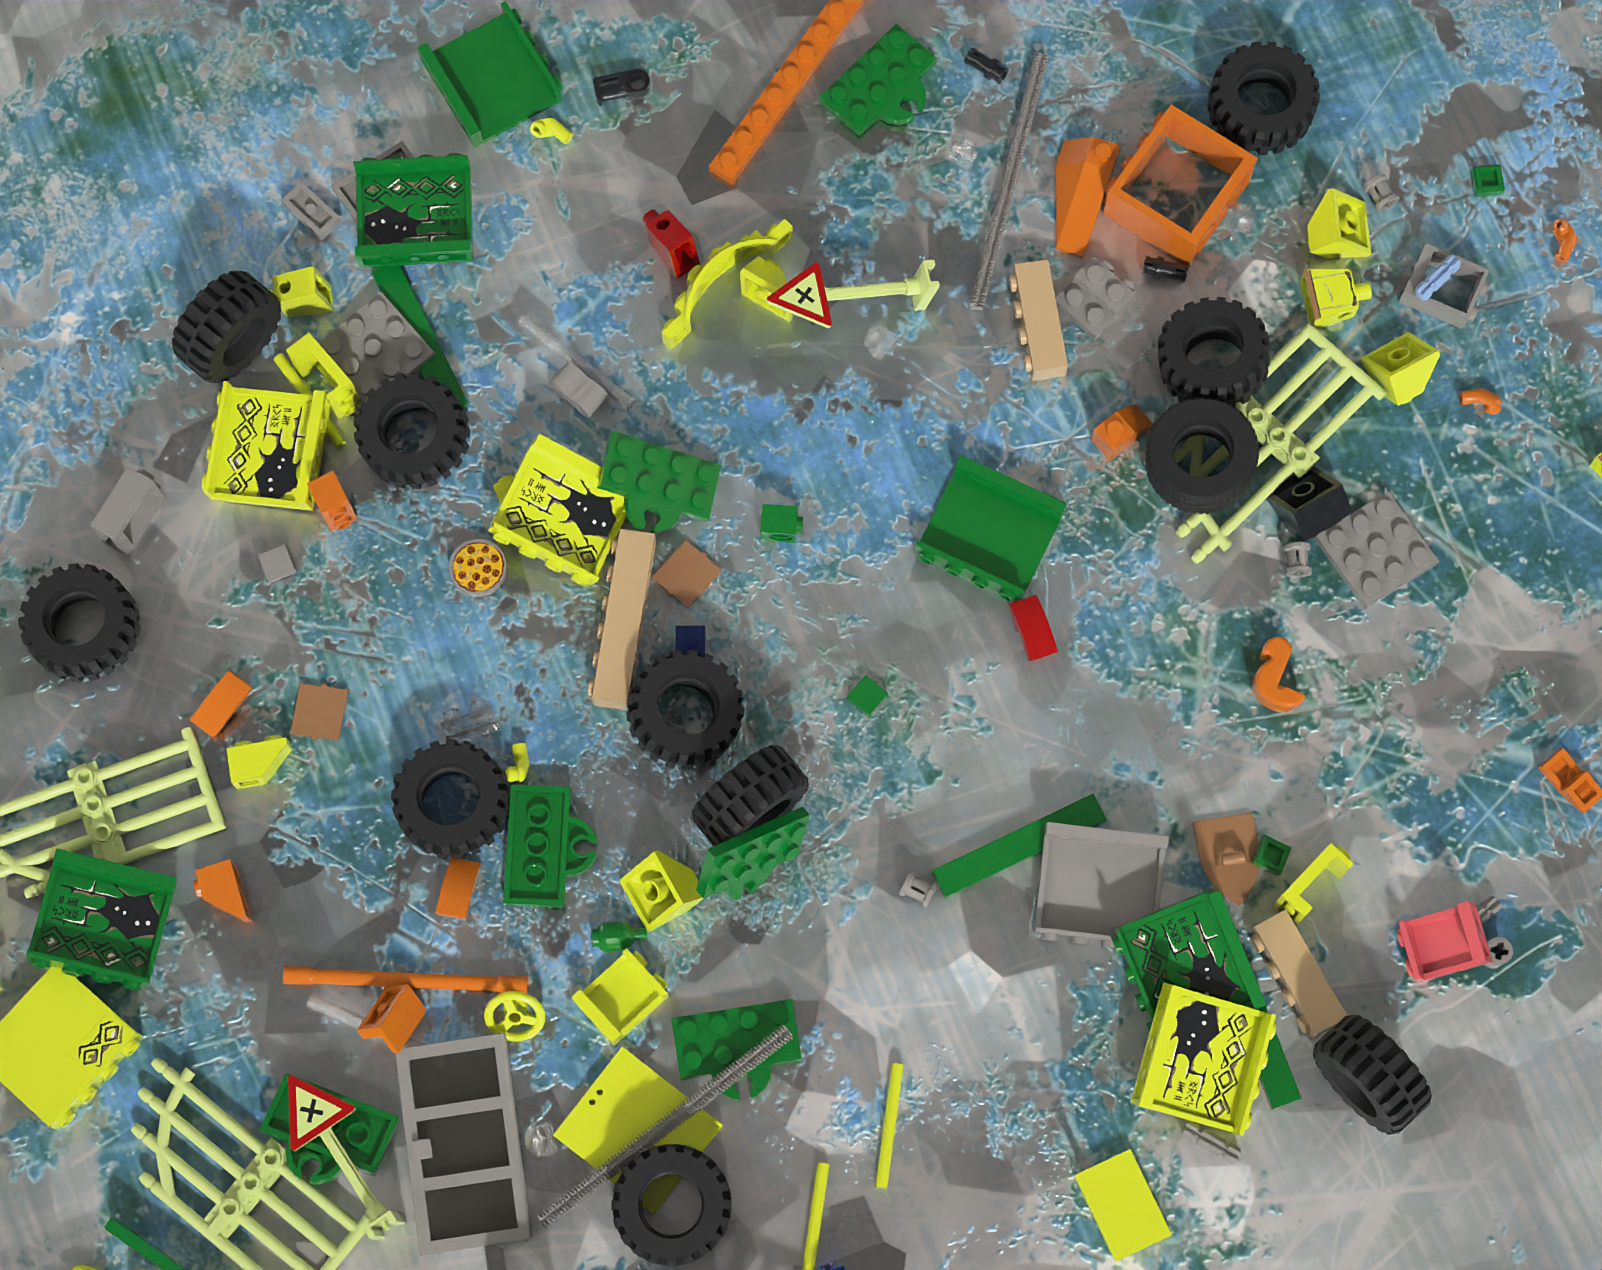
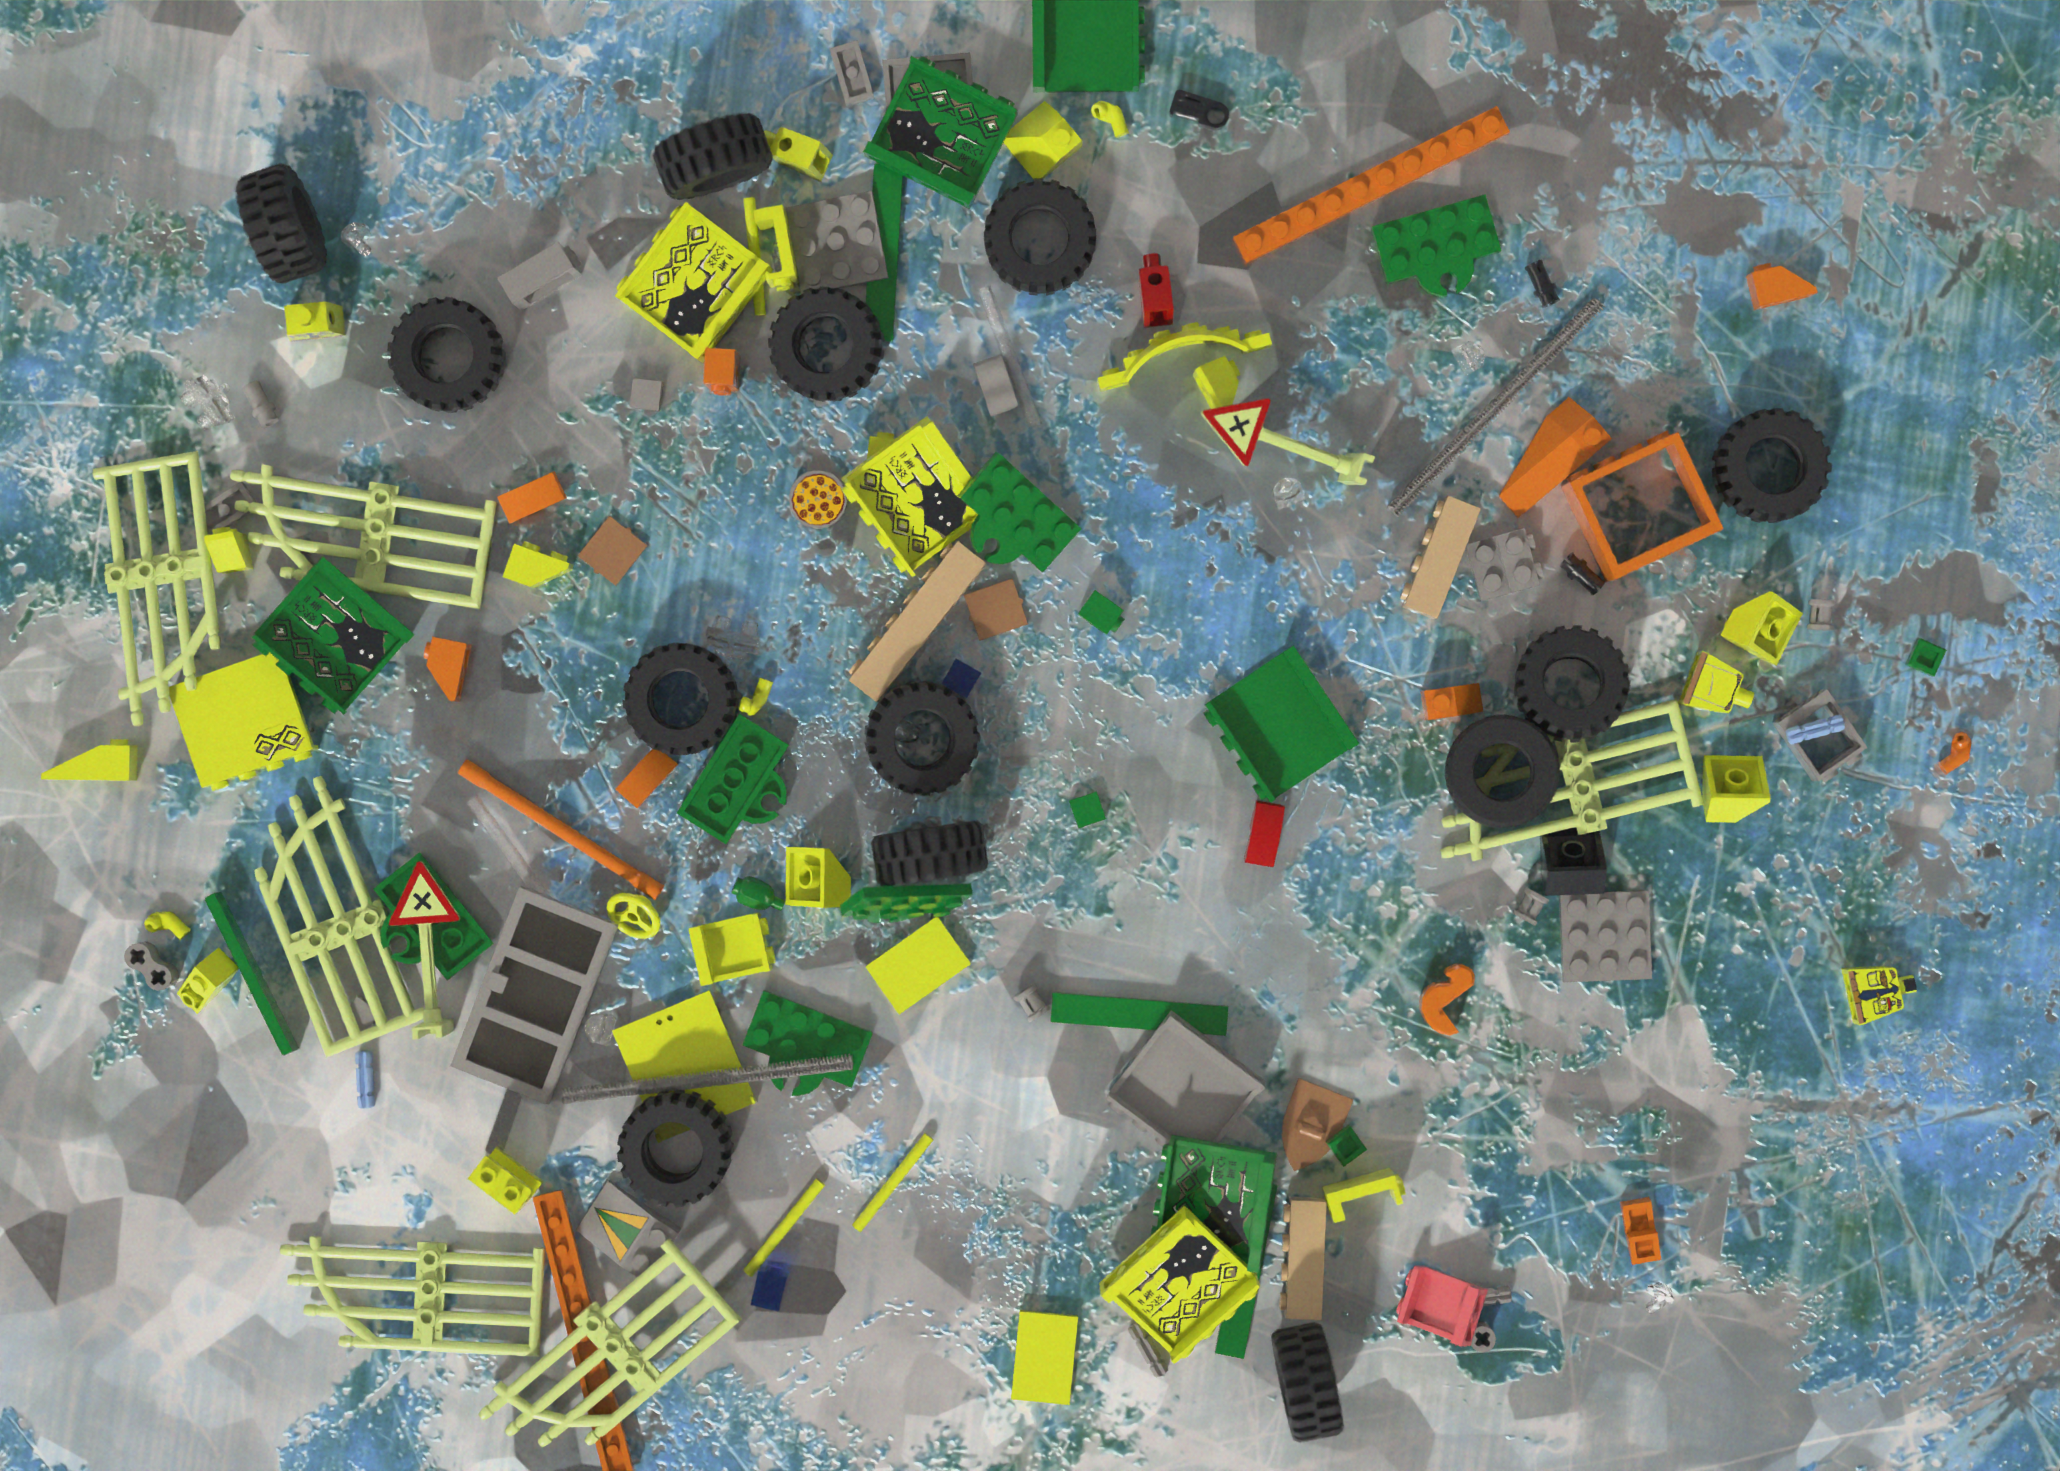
camera: 30 degrees right, 15 degrees up
(393, 1016) = (532, 858): orange panel -> none
(505, 178) = (1042, 141): none -> neon yellow slope
(543, 215) = (1034, 197): none -> black tyre
(797, 916) = (918, 965): none -> neon yellow tile
(1481, 396) = (1789, 855): orange arm -> none

